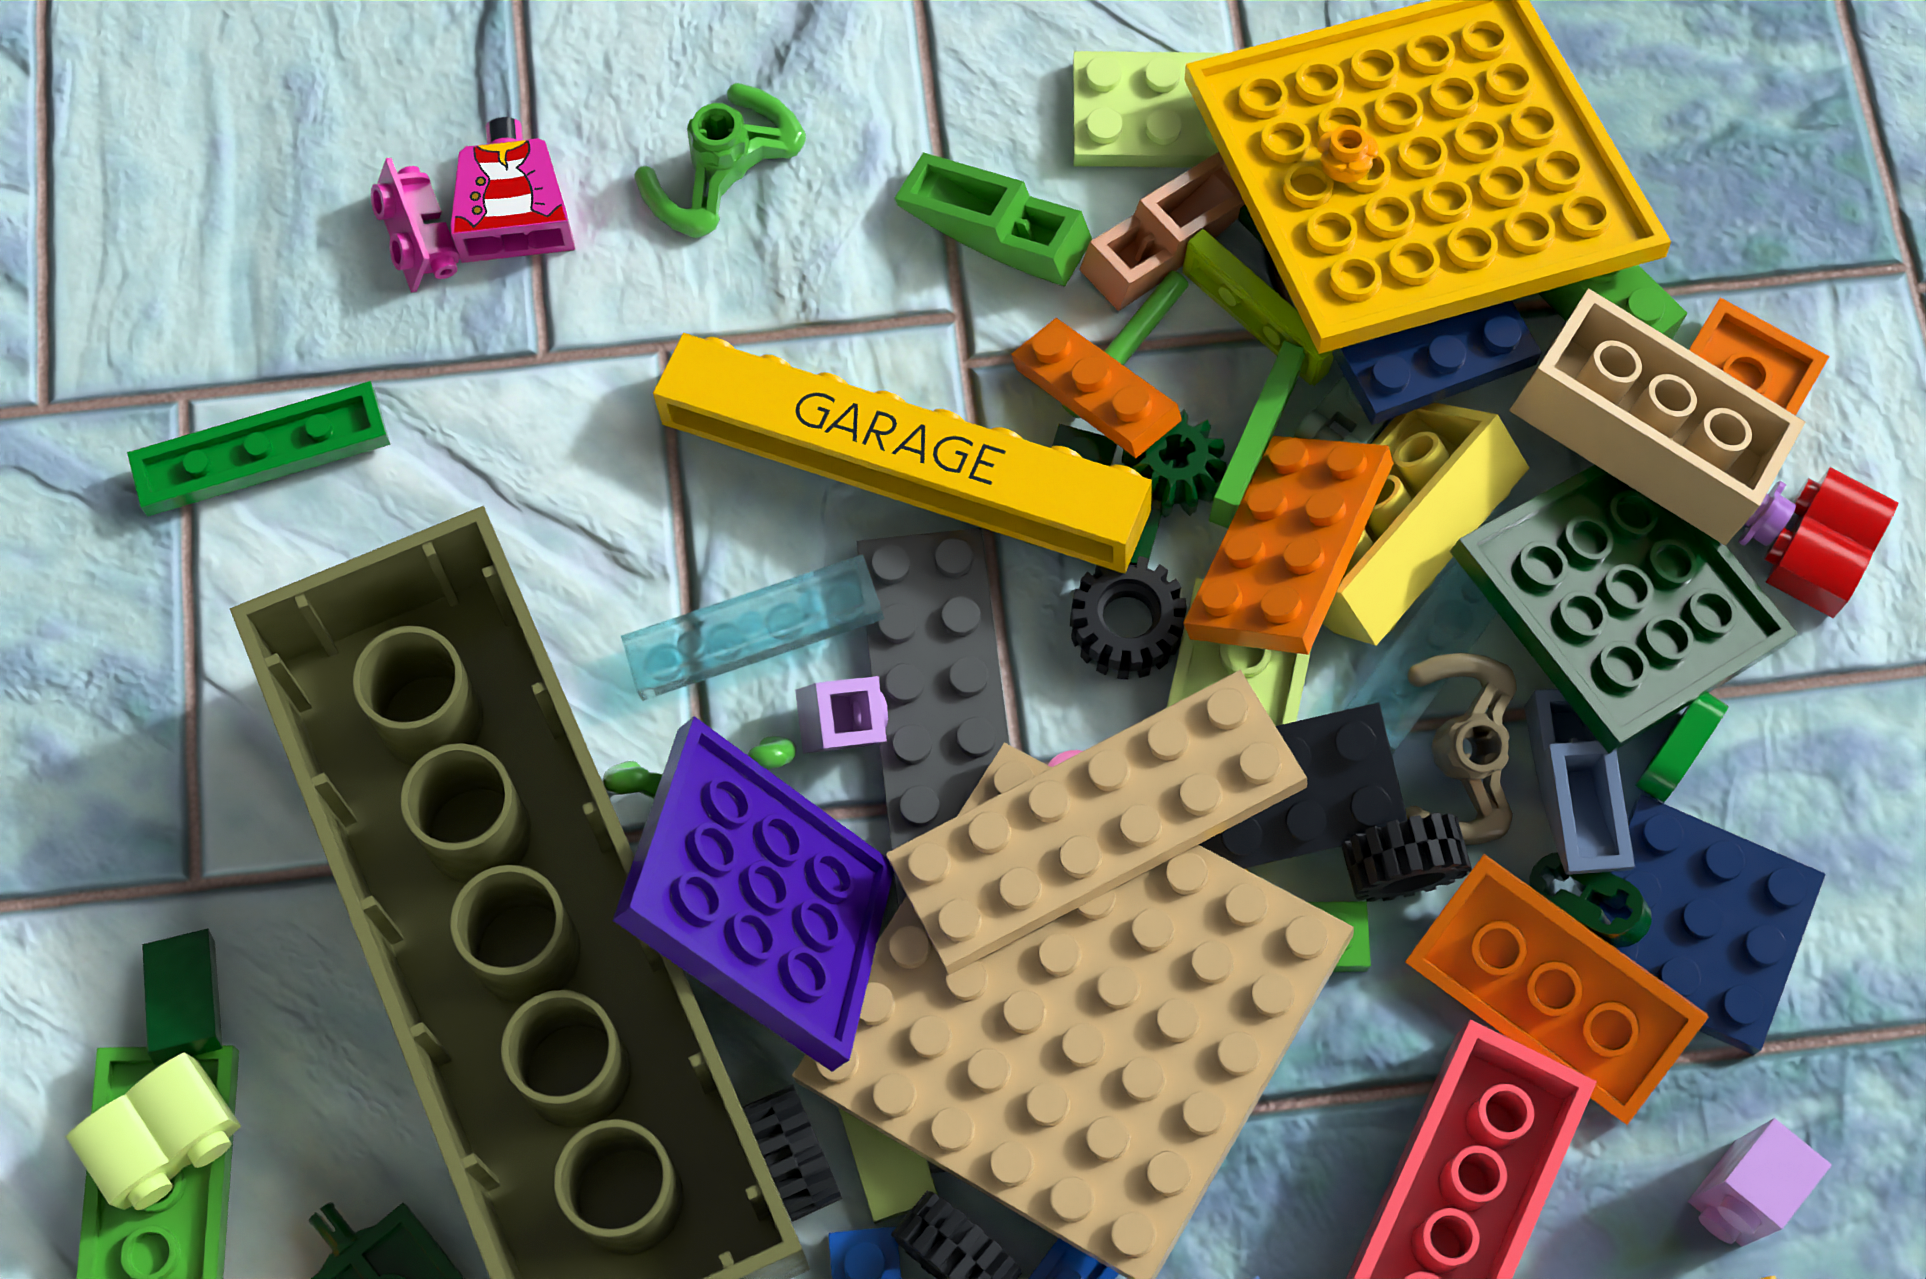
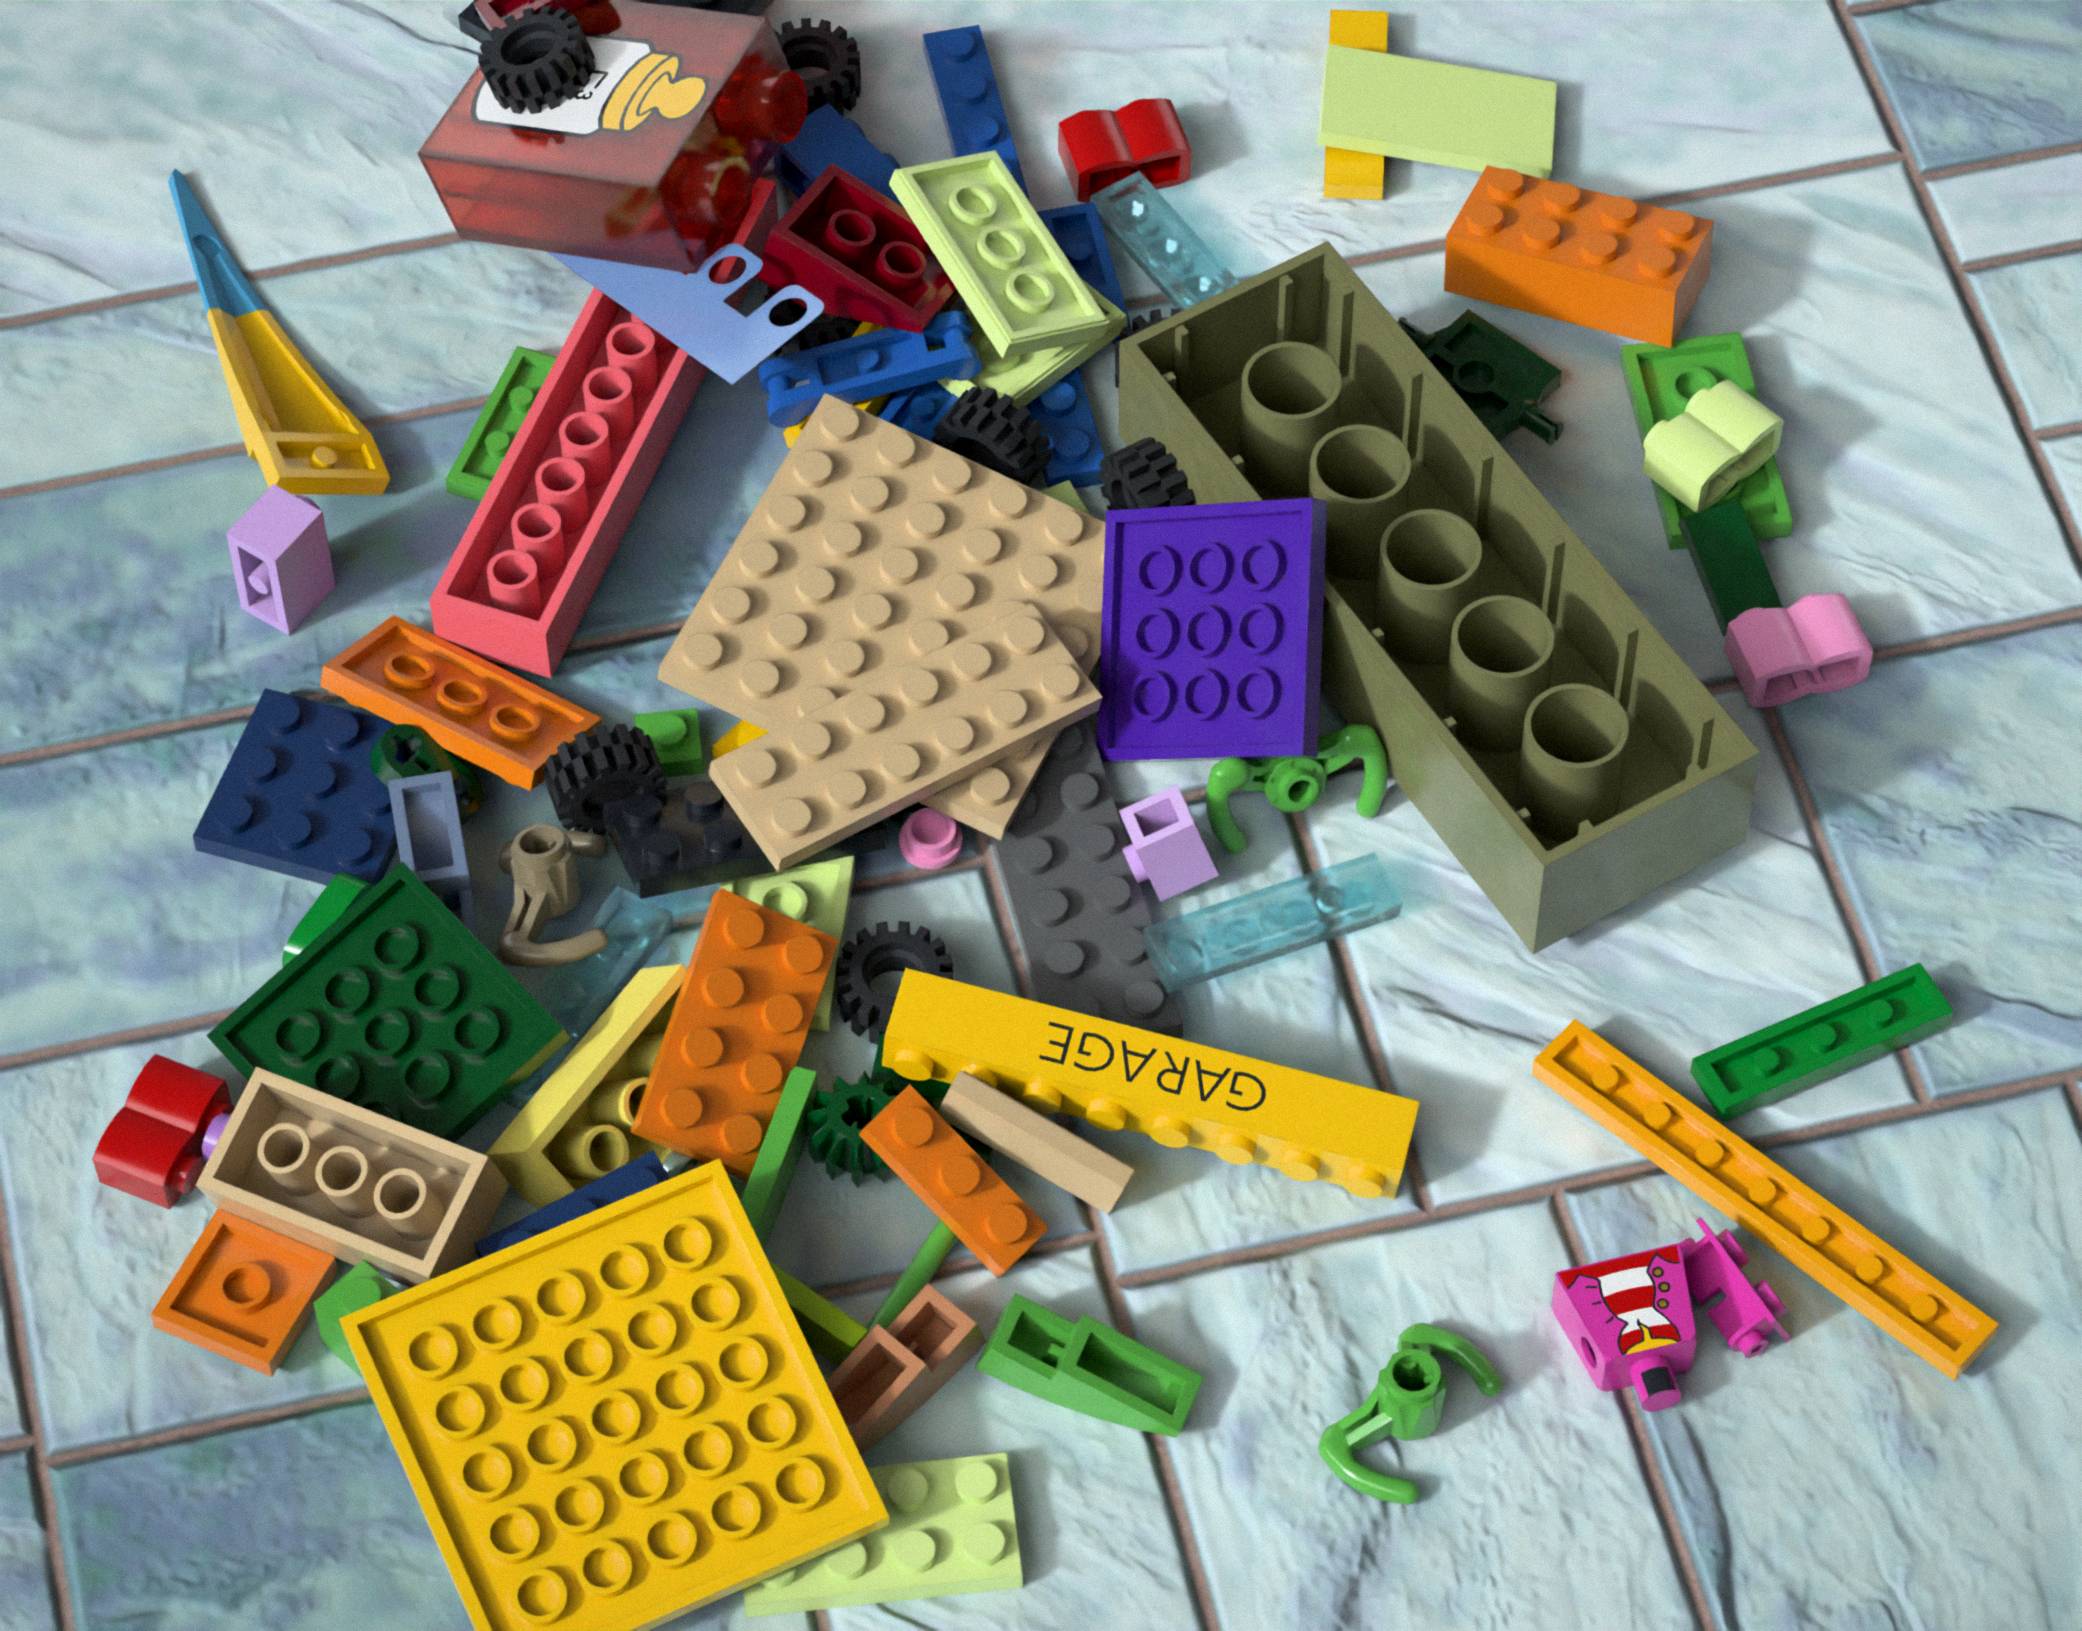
camera: 175 degrees right, 15 degrees down
(143, 887) = (1797, 650): none -> bright pink brick
(366, 308) = (1766, 1200): none -> light orange plate
(1014, 406) = (1035, 1141): none -> tan tile
(1347, 153) = (701, 1400): light orange plate -> none

